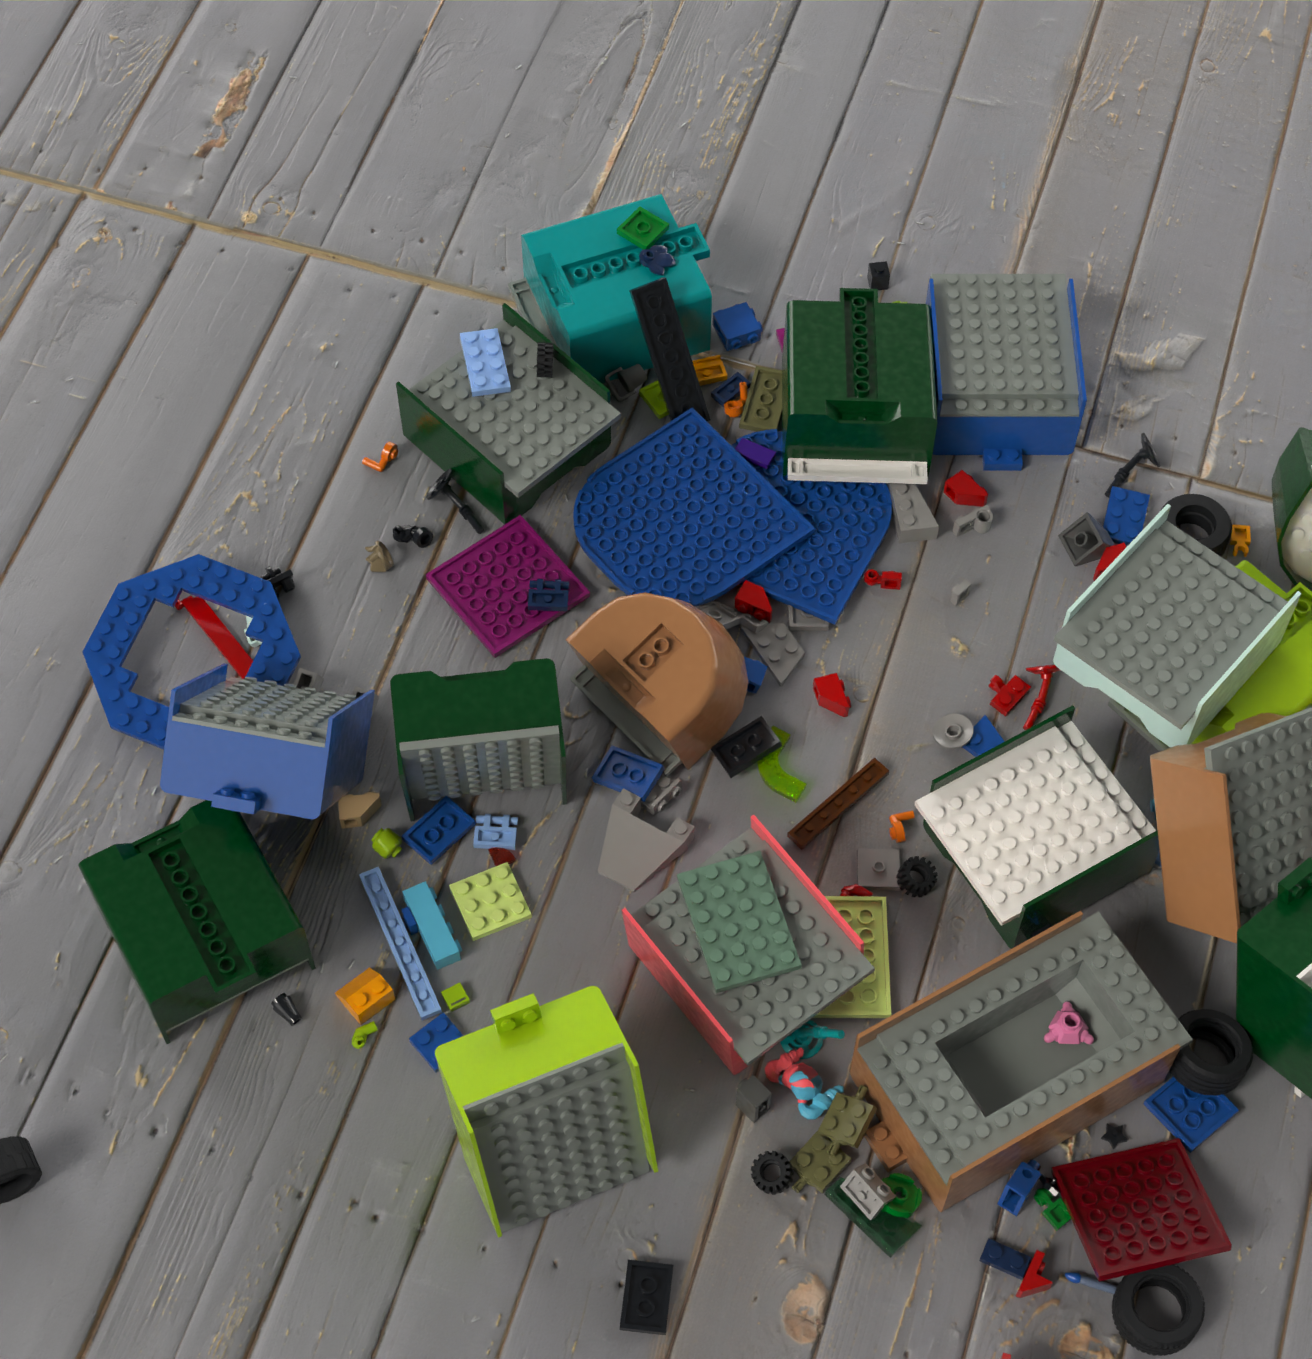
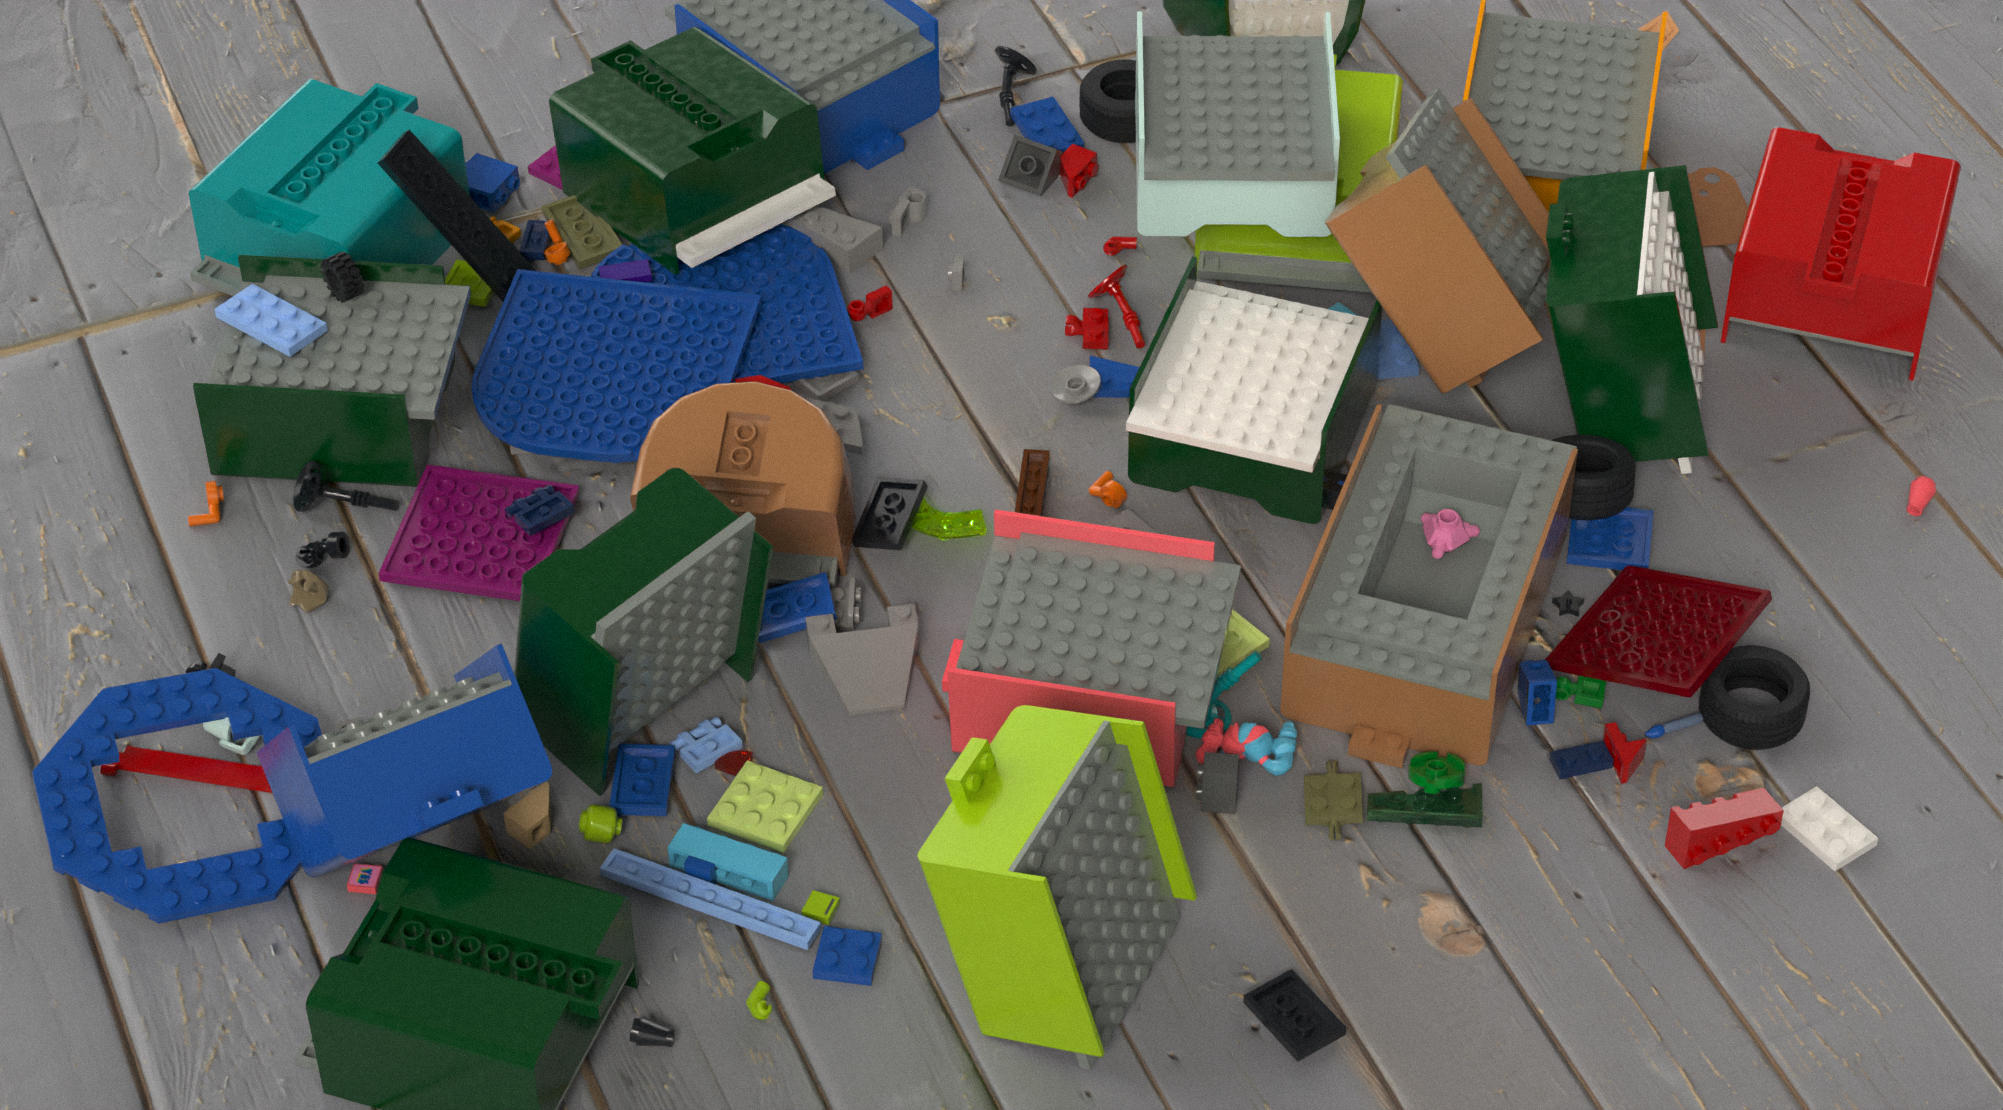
camera: 40 degrees left, 15 degrees down
(366, 995) = (724, 964): light orange slope -> none
(643, 228) = (326, 112): green plate -> none
(656, 259) = (367, 130): dark blue plate -> none
(738, 921) = (1072, 608): sand green plate -> none
(785, 1172) = (1300, 818): black tyre -> none
(830, 694) = (924, 425): red slope -> none
(847, 1120) = (1327, 738): olive plate -> none
(867, 1191) = (1408, 781): light grey bracket -> none
(878, 275) = (581, 62): black brick -> none
(909, 883) = (1171, 516): black tyre -> none
(965, 491) = (871, 191): red slope -> none
(1049, 1184) = (1558, 672): black piece -> none

